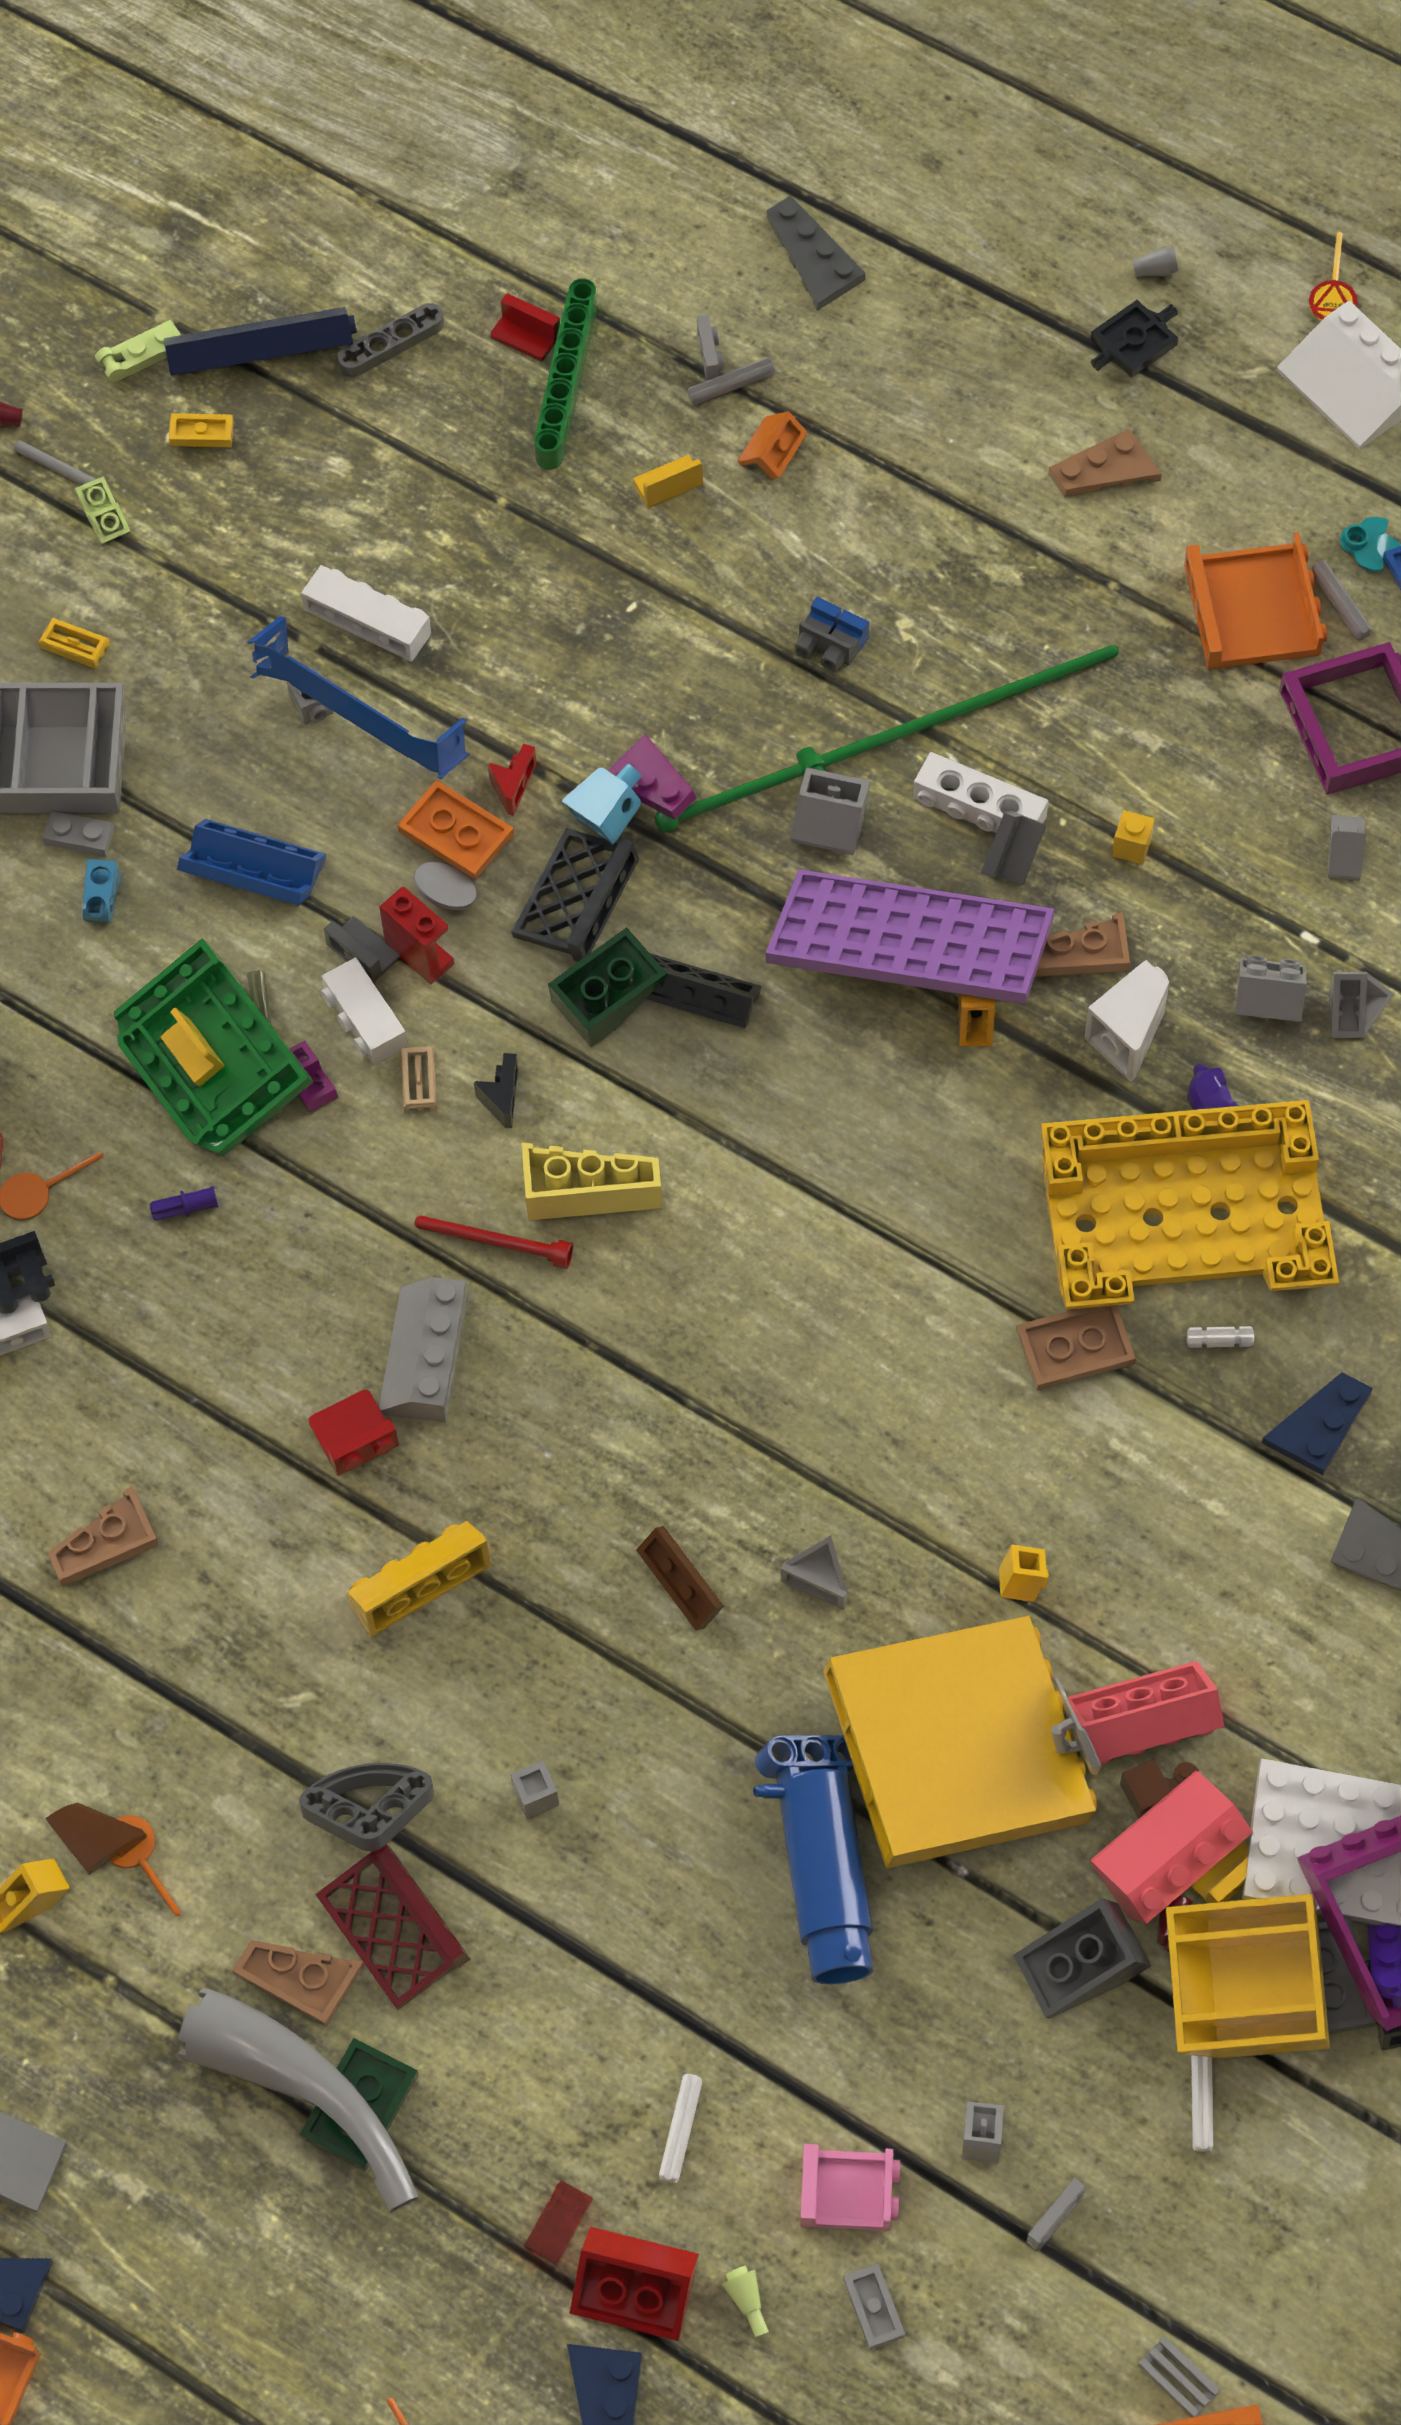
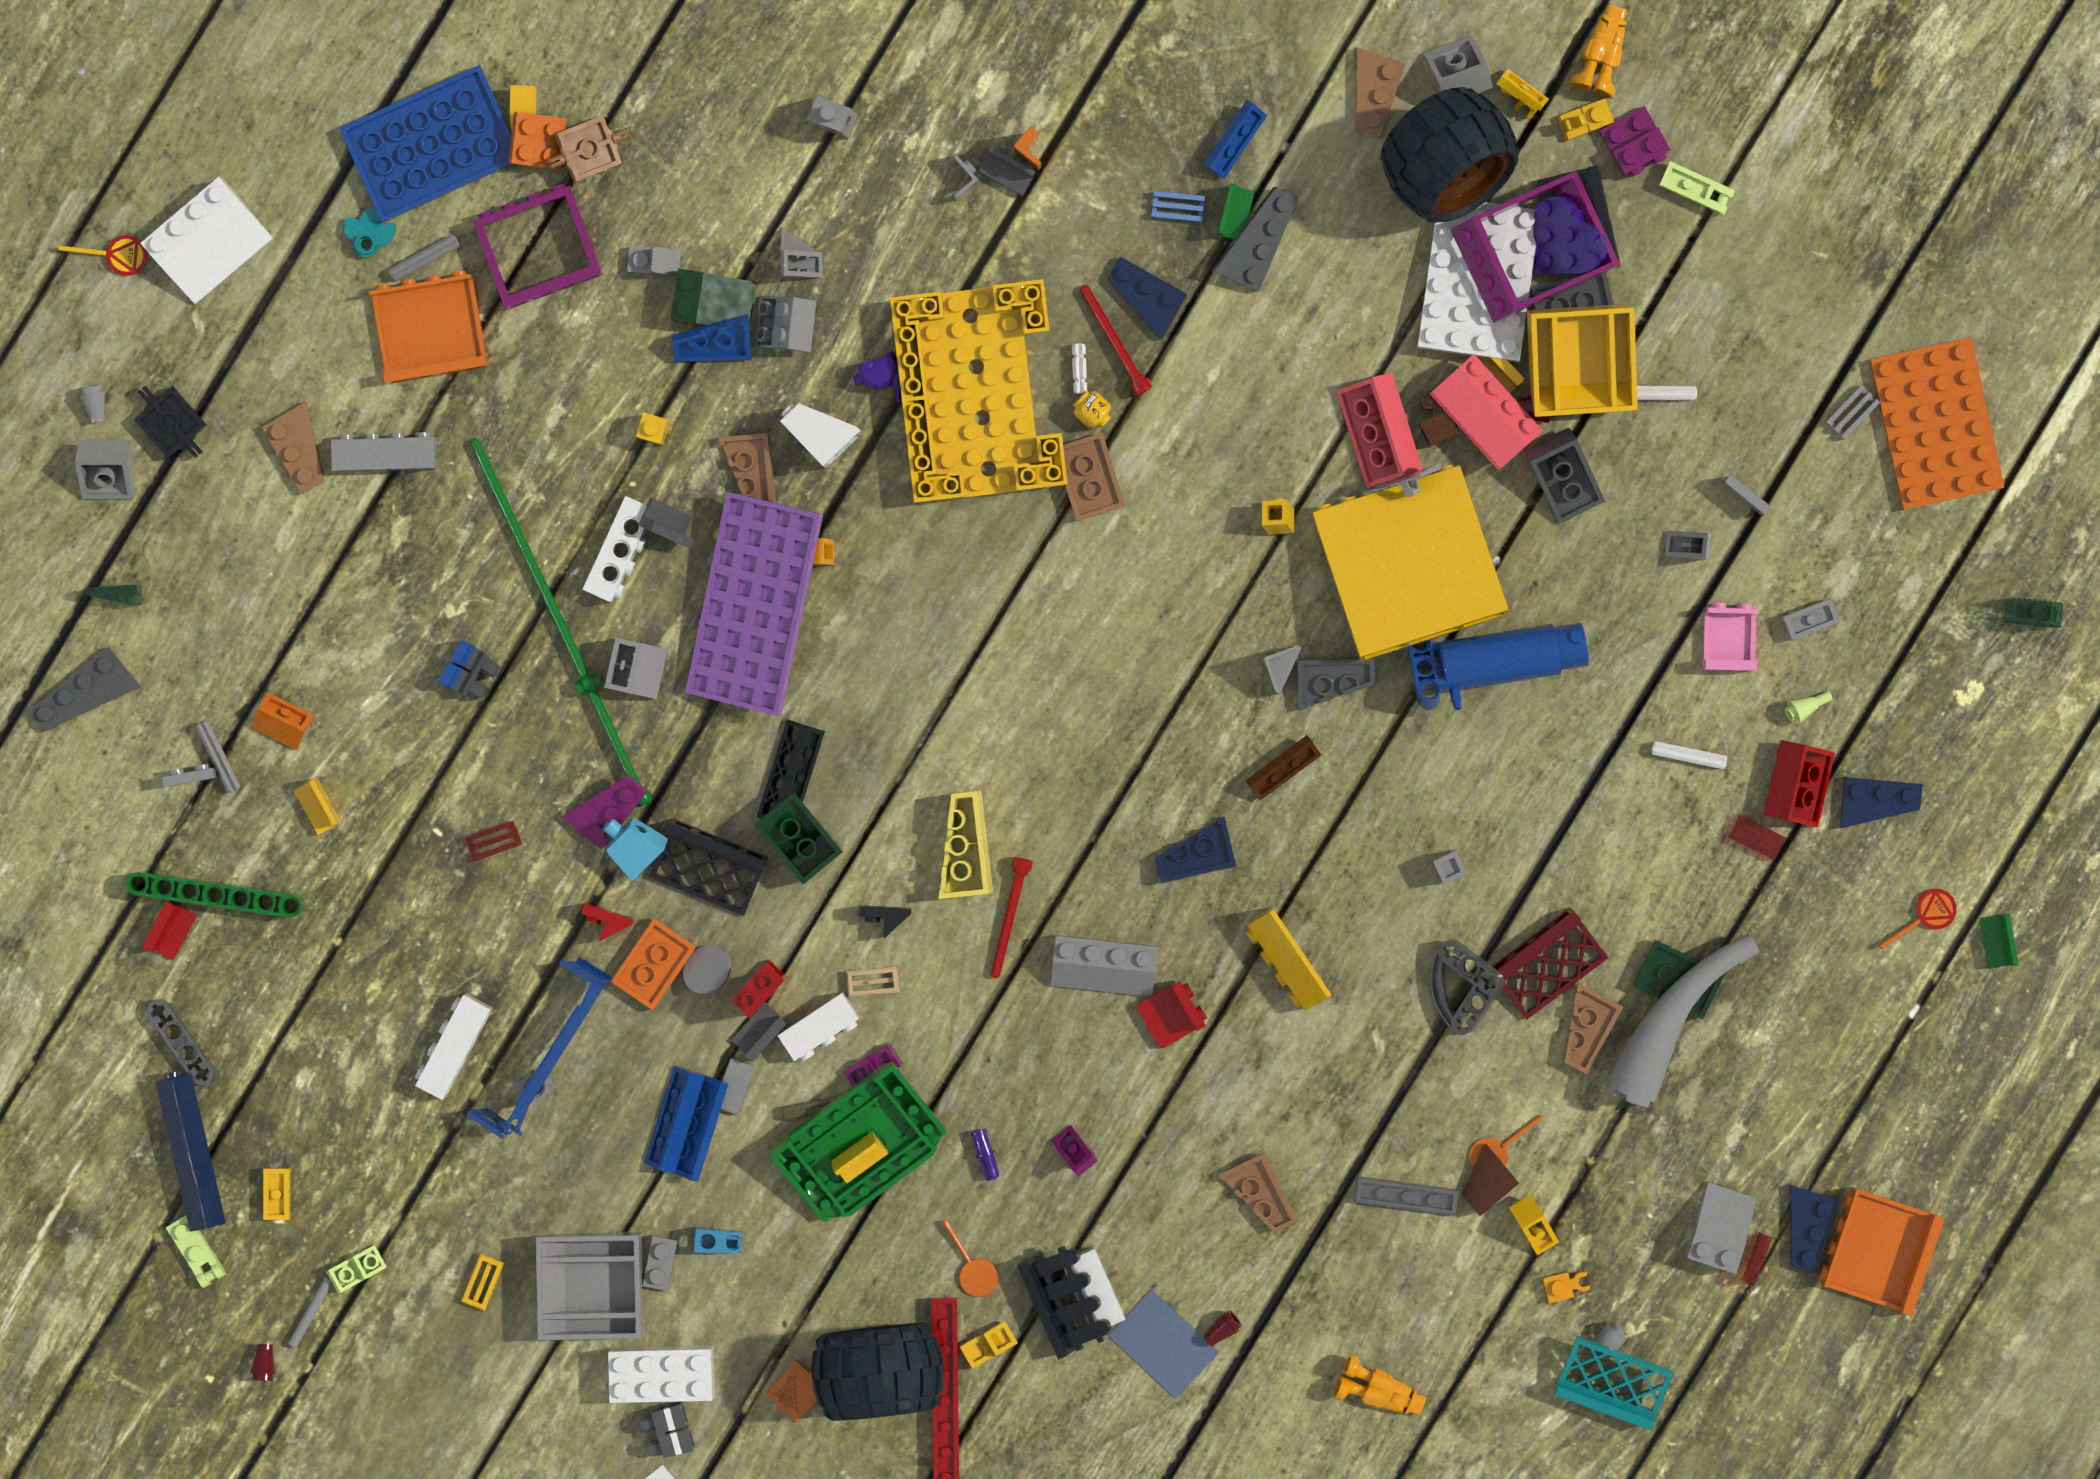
camera: 95 degrees left, 25 degrees up
(83, 1730) = (1406, 1195): none -> flat silver tile
(179, 1309) = (1074, 1150): none -> magenta slope
(295, 920) = (738, 1079): none -> light grey tile
(565, 1472) = (1200, 854): none -> dark blue wing
(611, 641) = (472, 848): none -> clear red tile
(800, 1642) = (1331, 677): none -> dark grey wing
(927, 290) = (124, 593): none -> clear green slope
(1077, 271) = (105, 469): none -> light grey slope
(1098, 552) = (384, 453): none -> light grey brick
(1166, 1347) = (1092, 409): none -> yellow head
(1201, 1409) = (1139, 382): none -> red piece
(1245, 908) = (715, 342): none -> blue wing
(1297, 907) = (710, 298): none -> dark green slope

